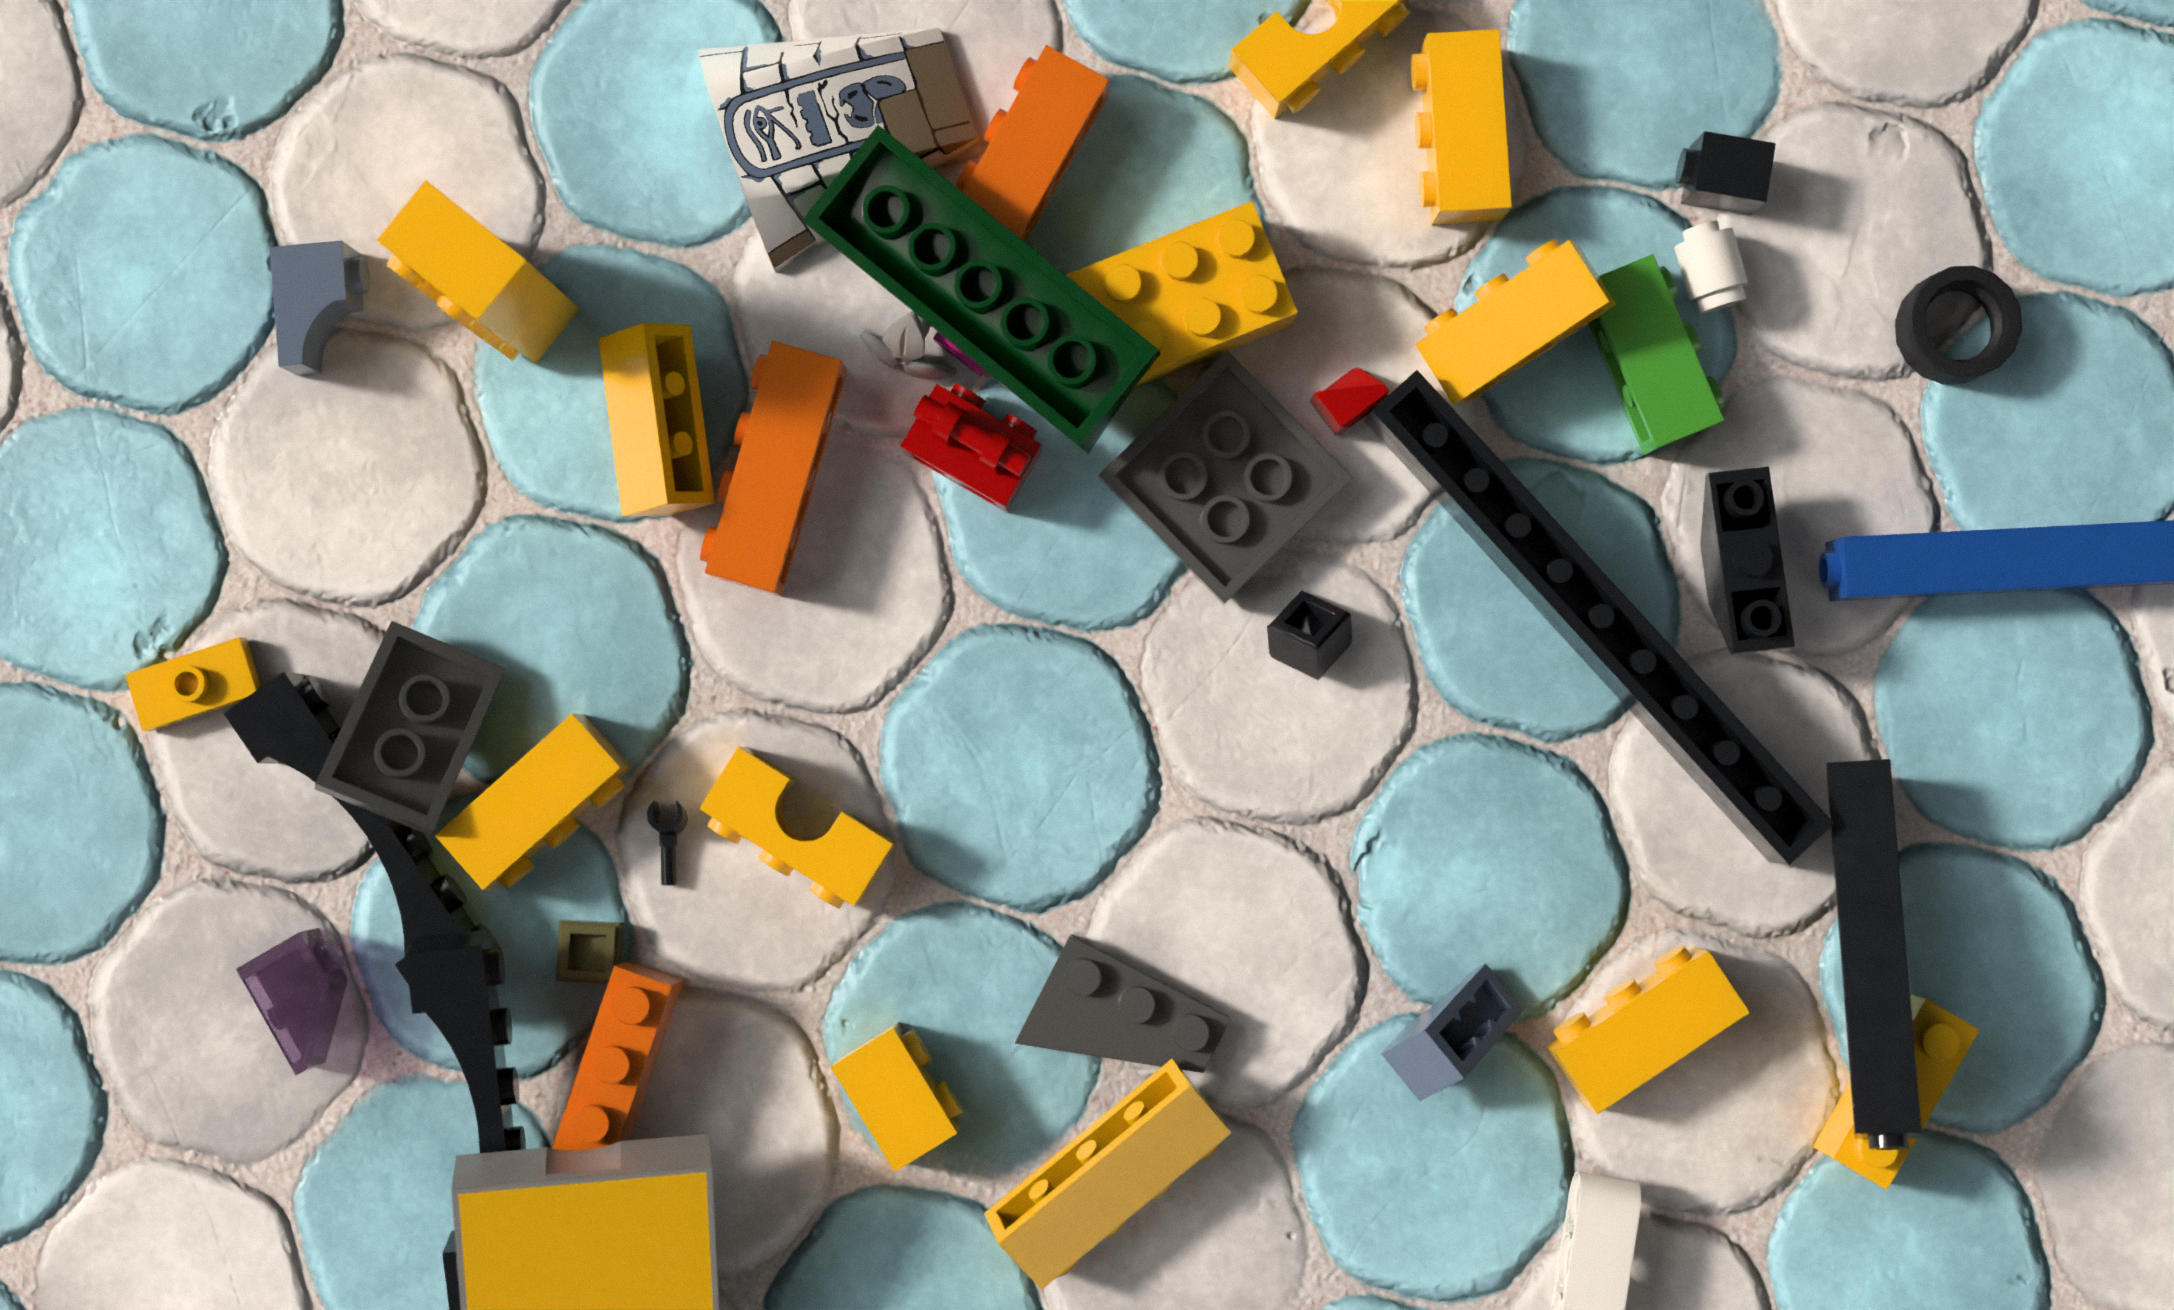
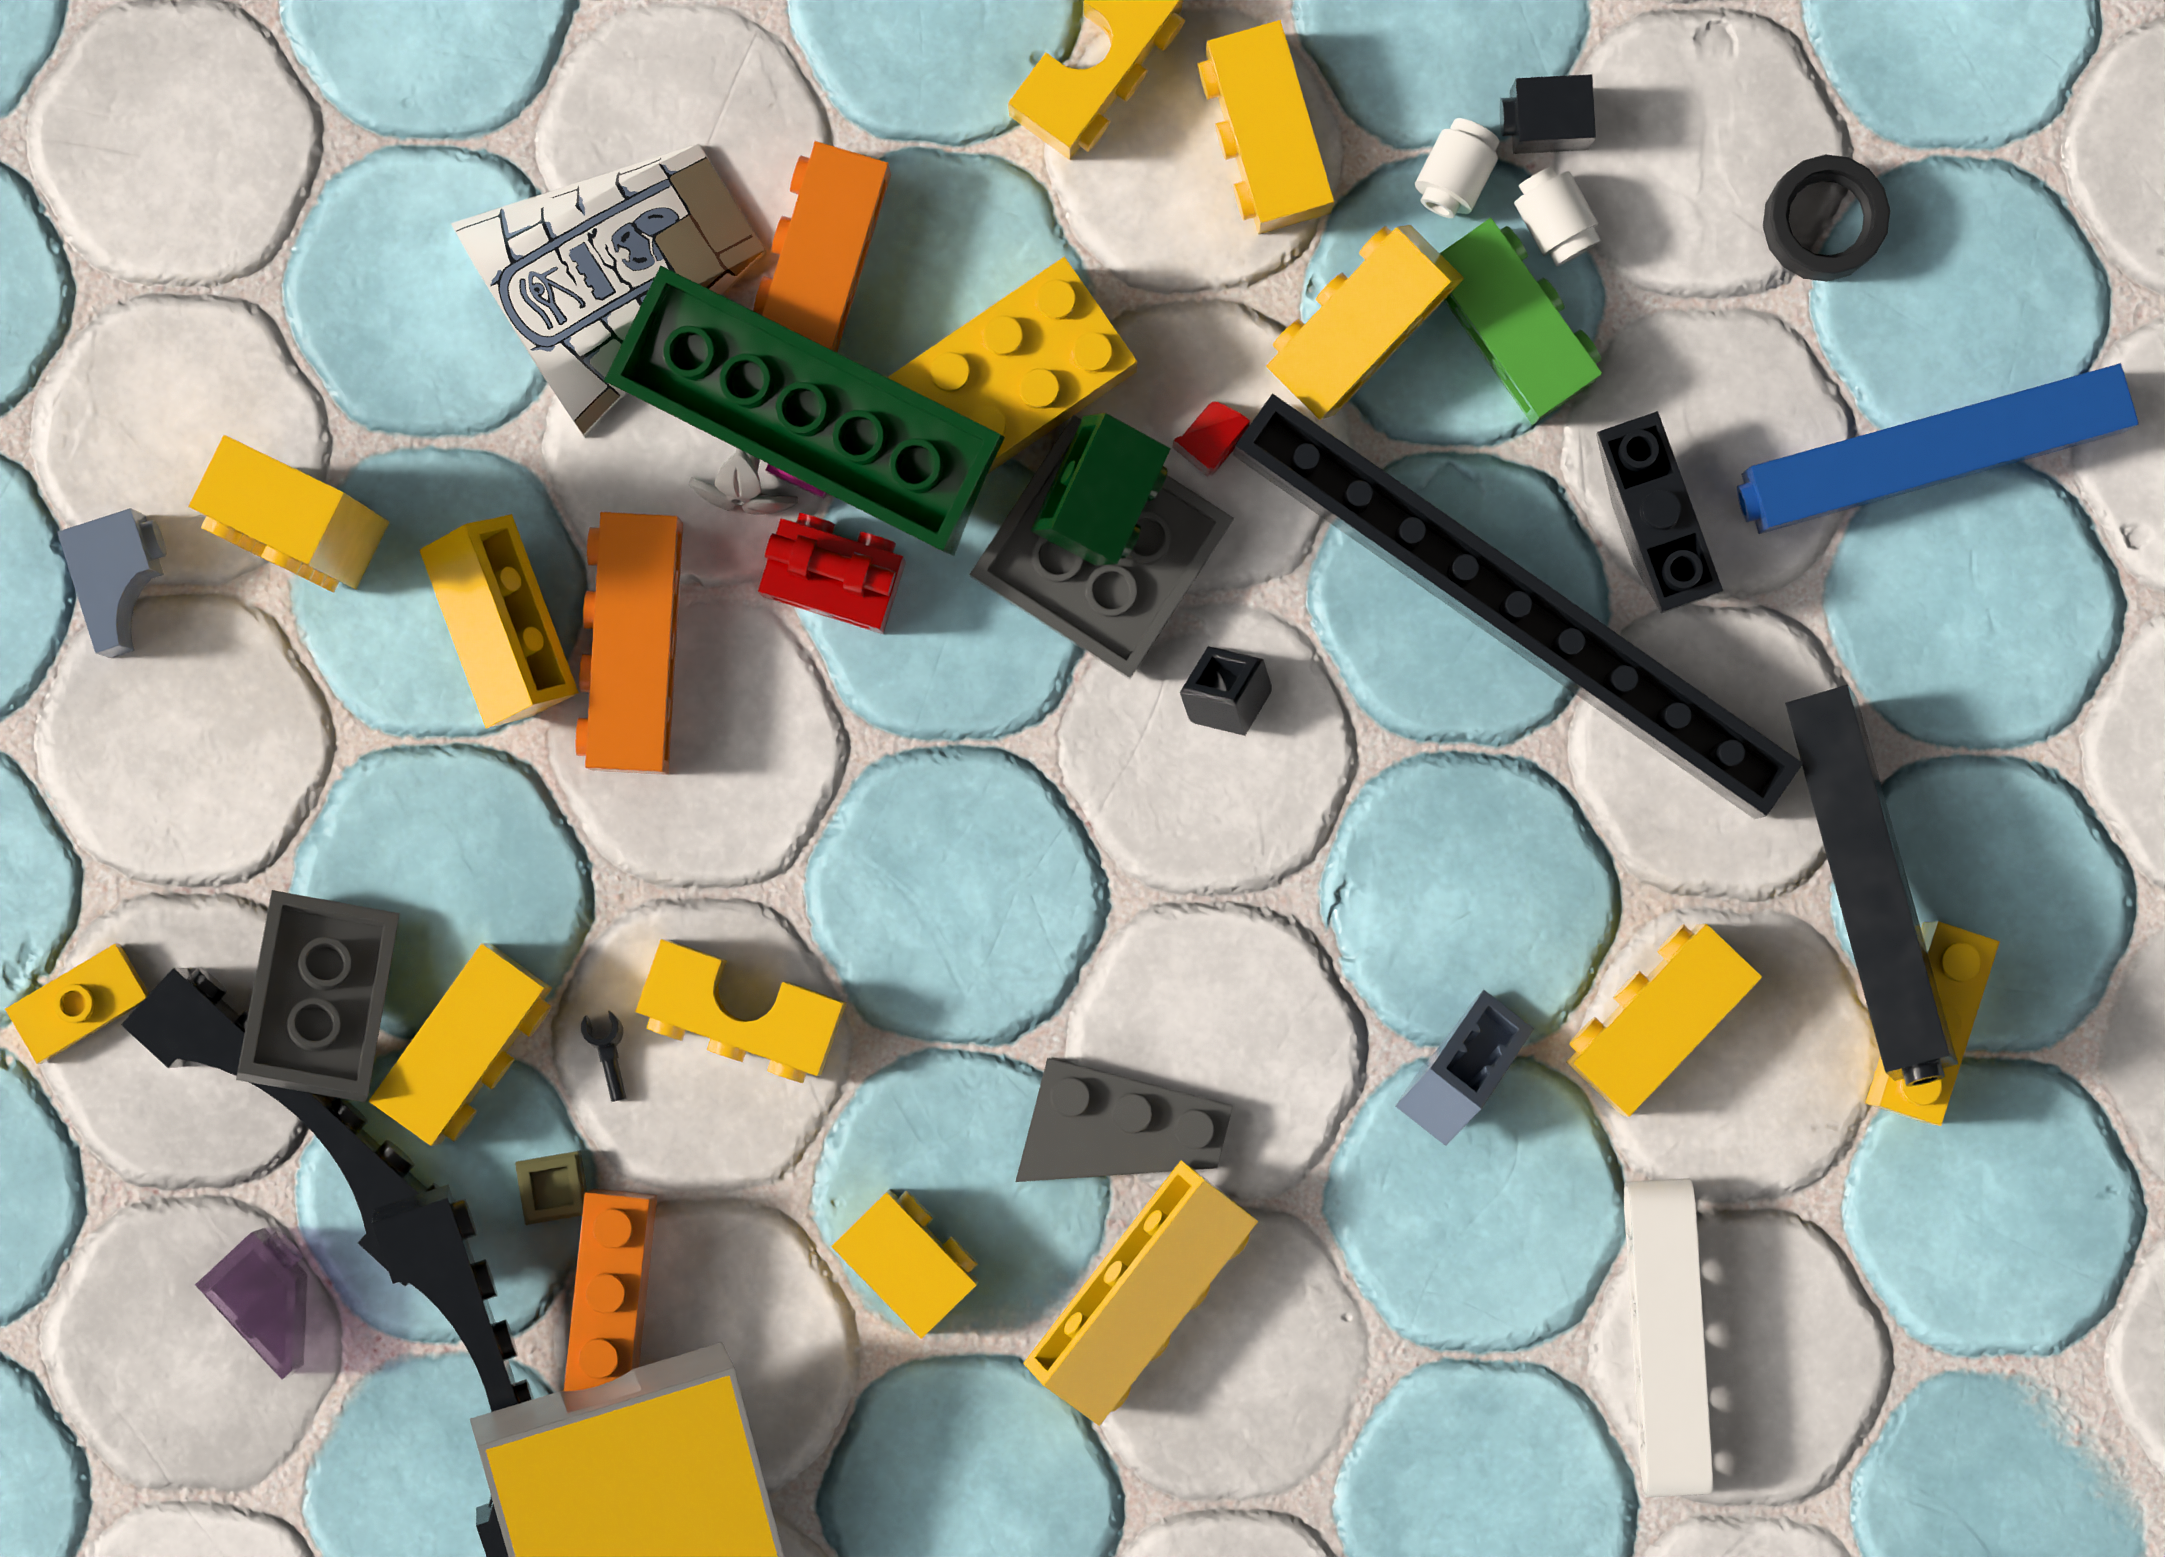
camera: 10 degrees left, 0 degrees up
(1239, 423) = (1102, 490): none -> dark green brick
(1629, 204) = (1457, 168): none -> white brick

